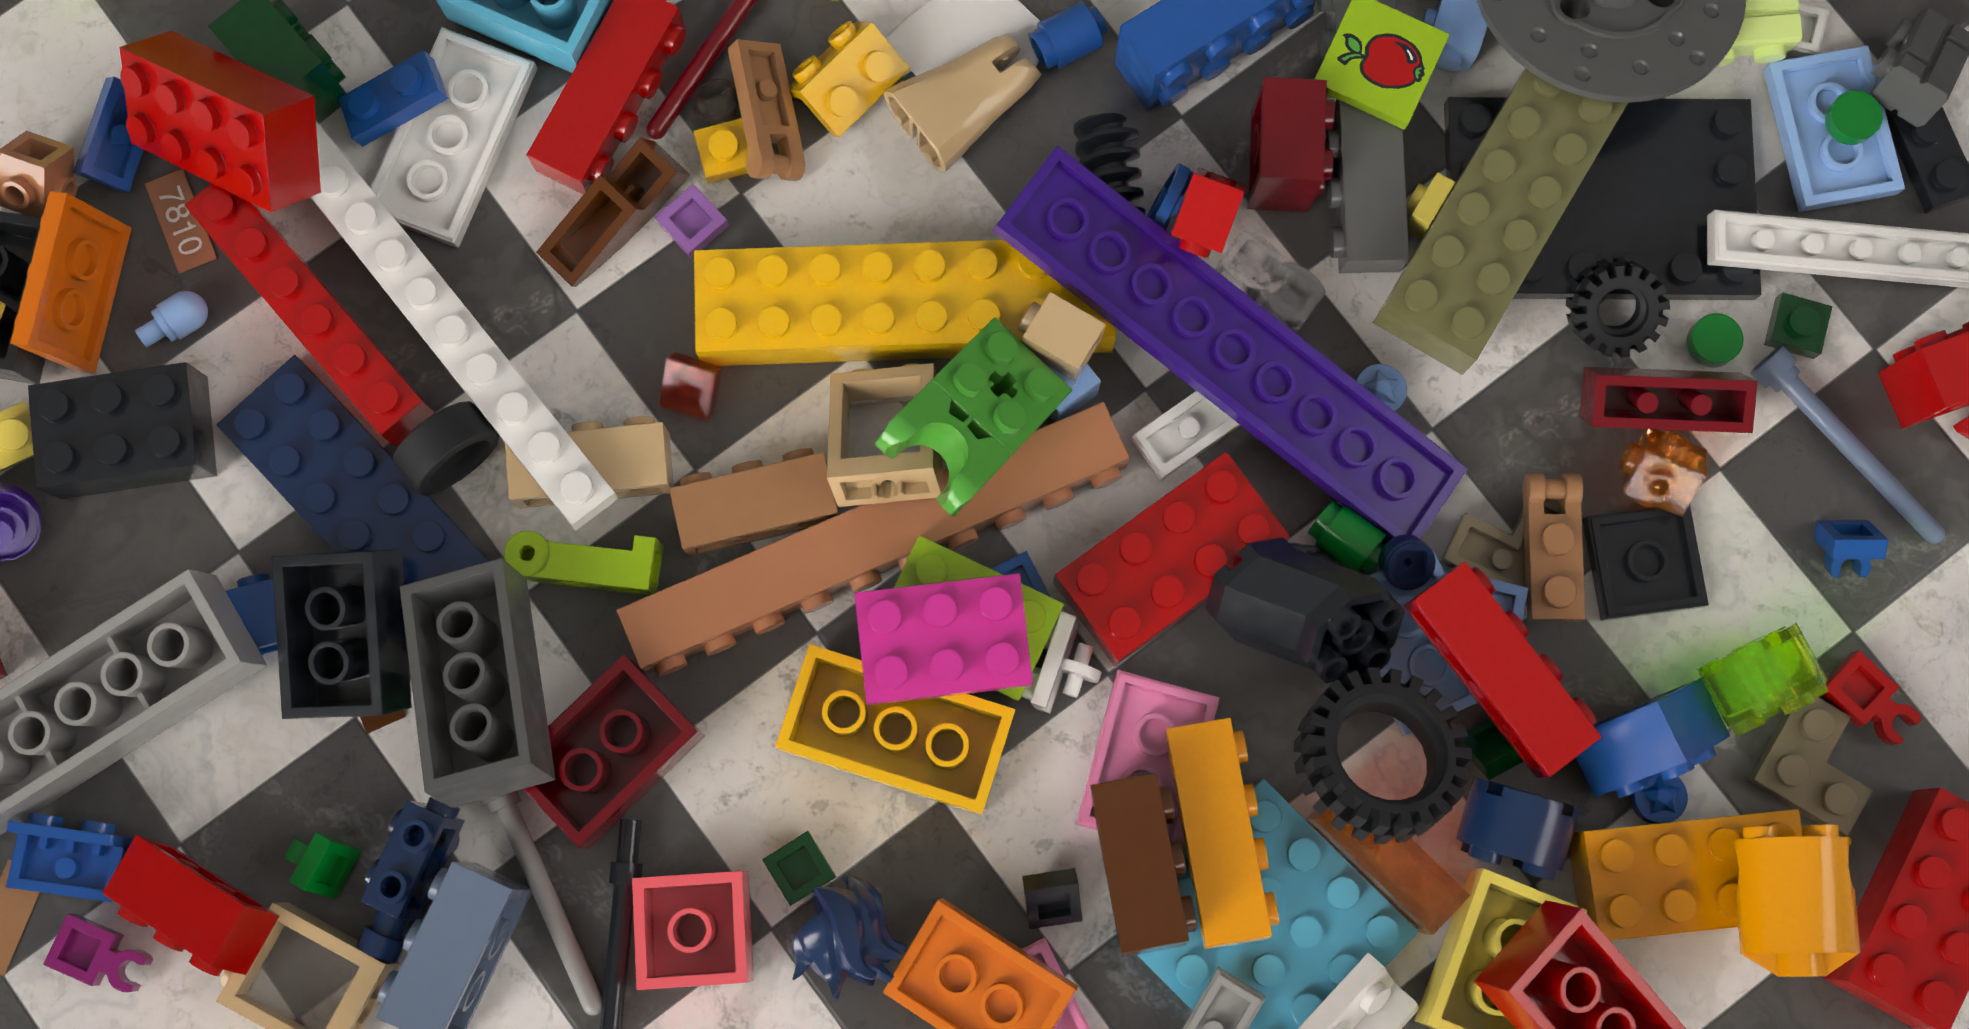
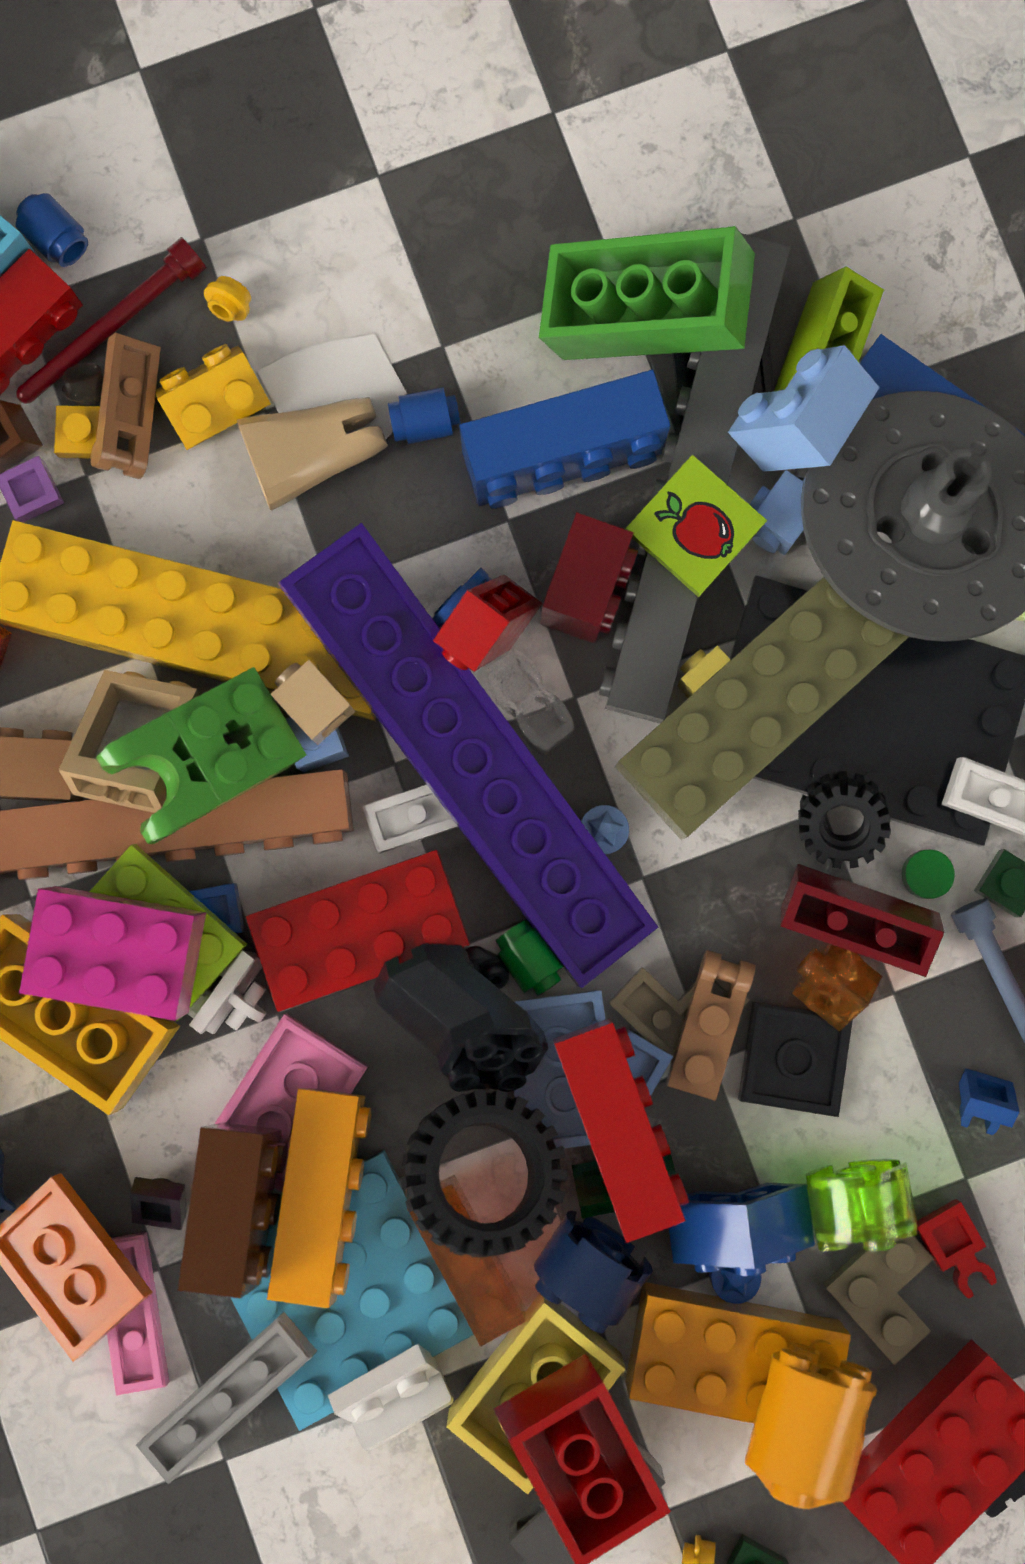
camera: 20 degrees right, 5 degrees up
(1105, 155) = (419, 547): black piece -> none
(1406, 562) = (570, 999): dark blue tile -> none

